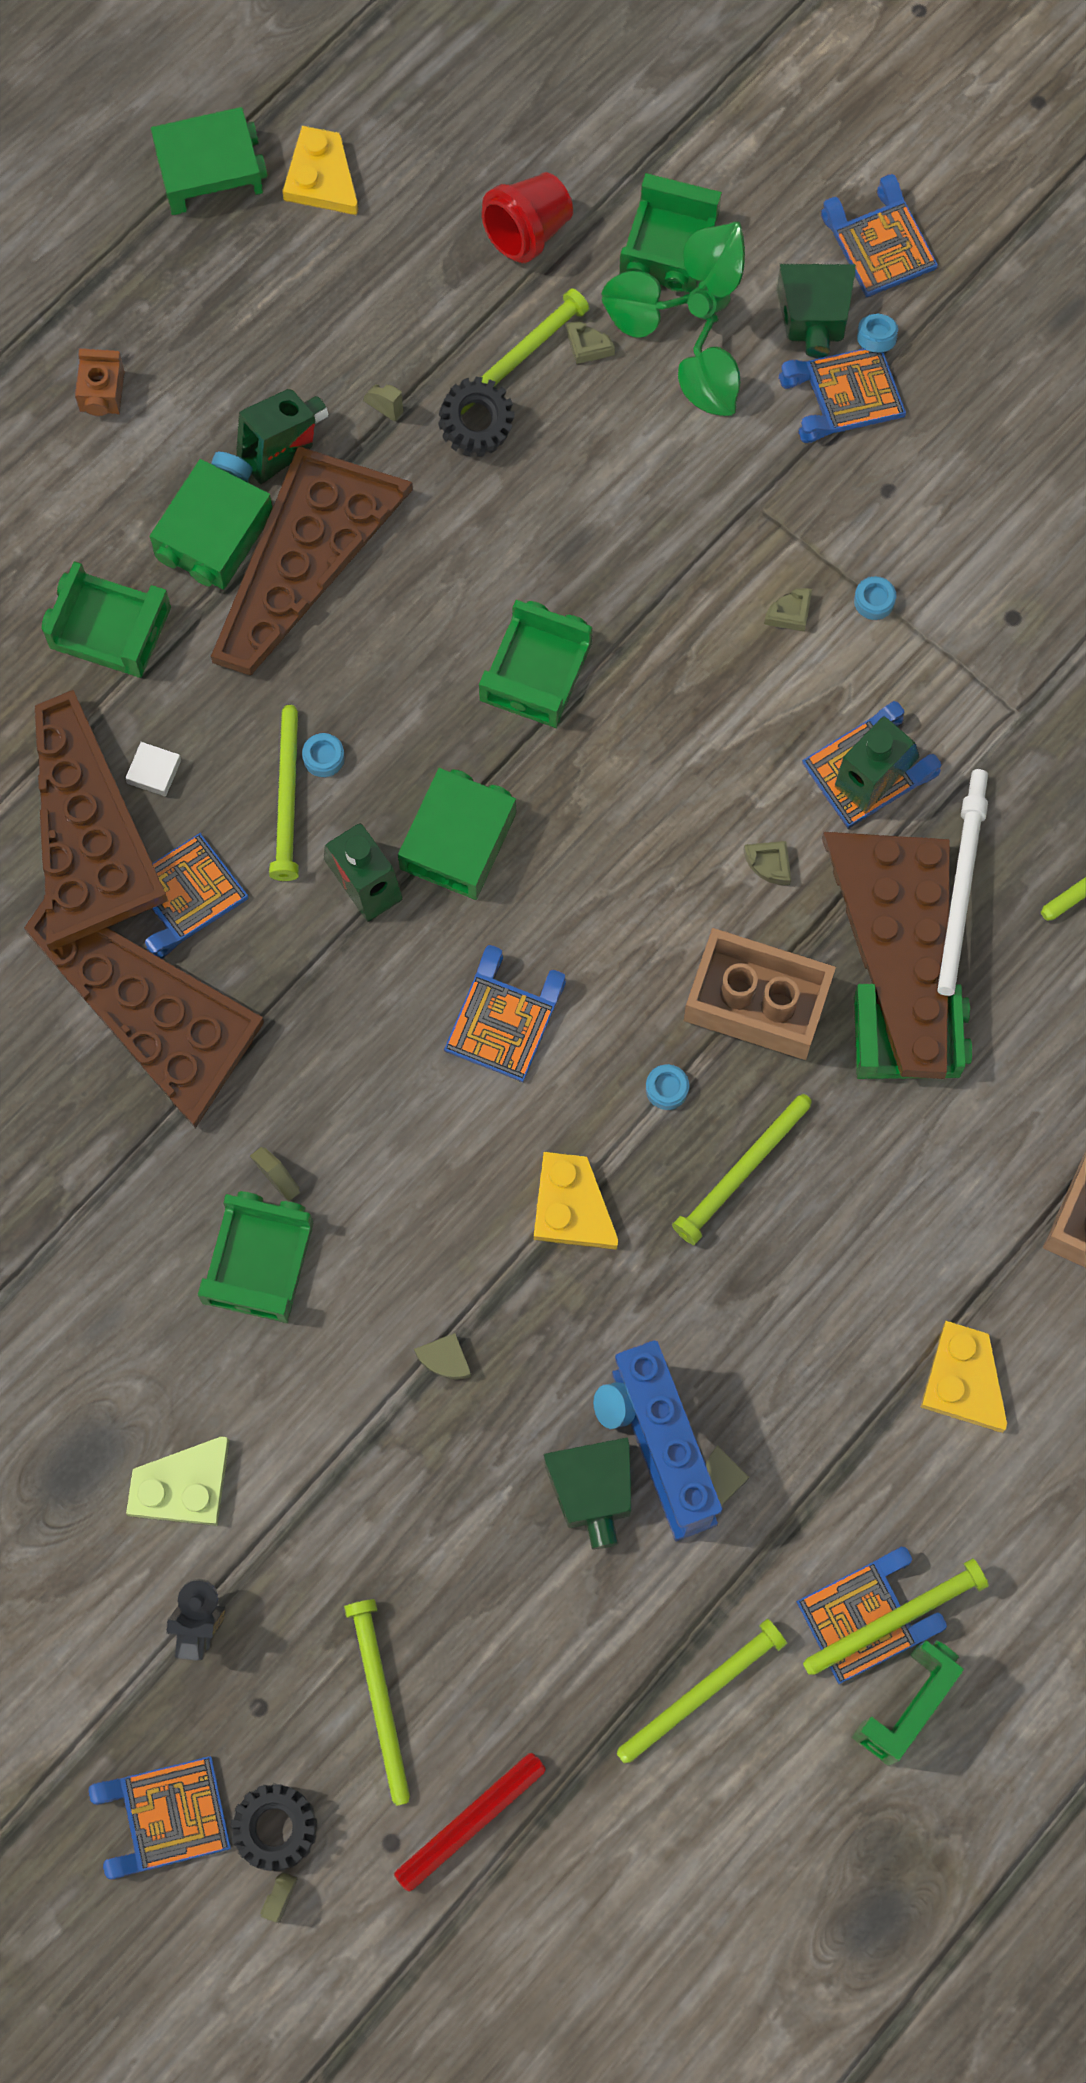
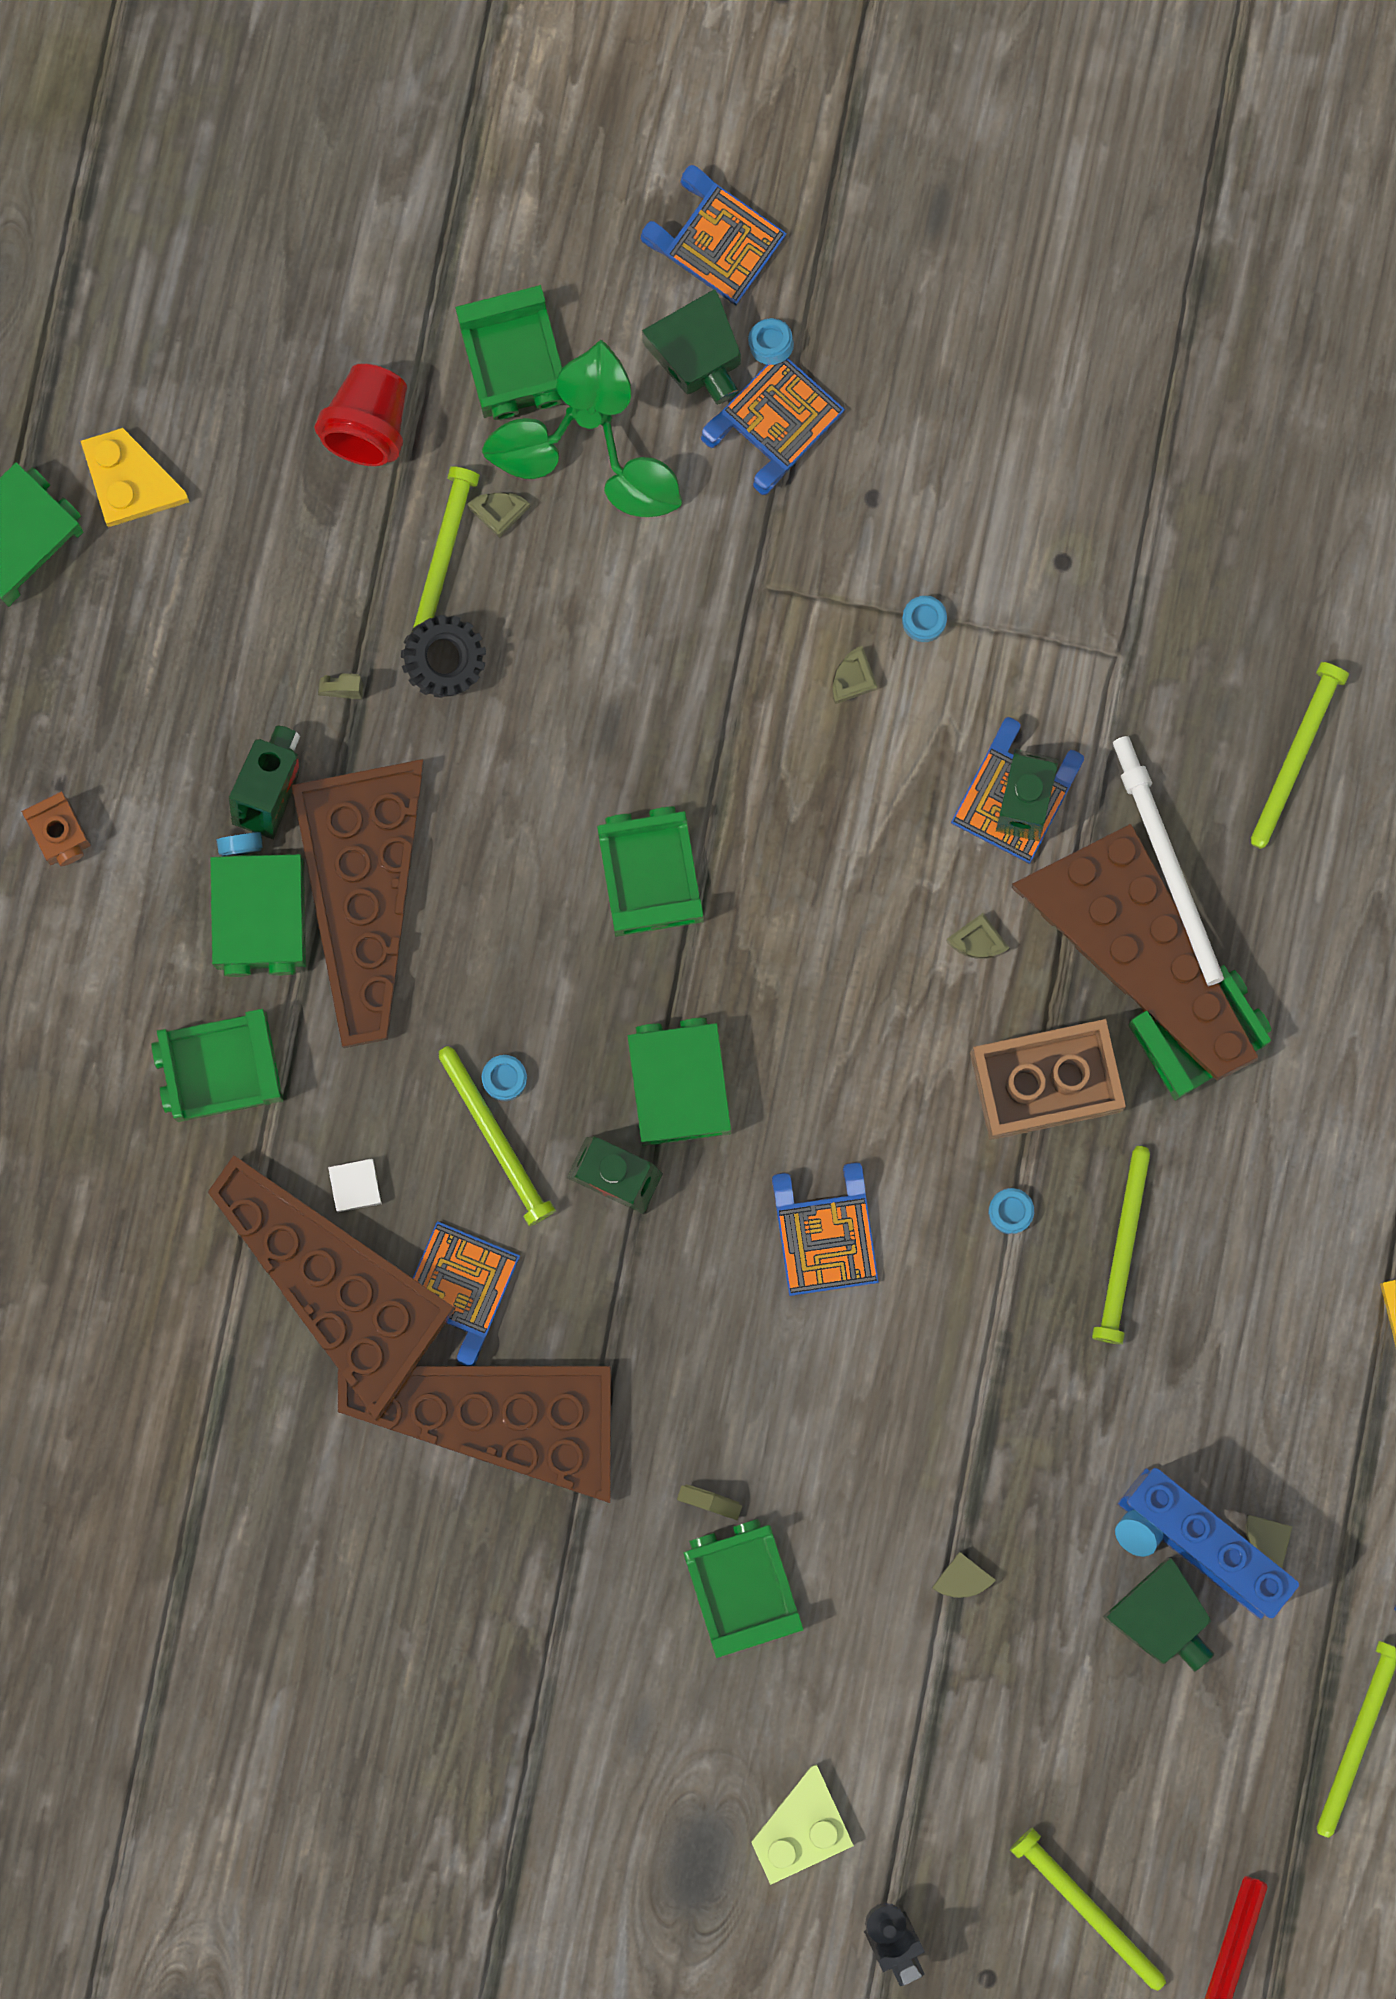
camera: 30 degrees left, 10 degrees up
(571, 1204) = (990, 1371): yellow wing -> none

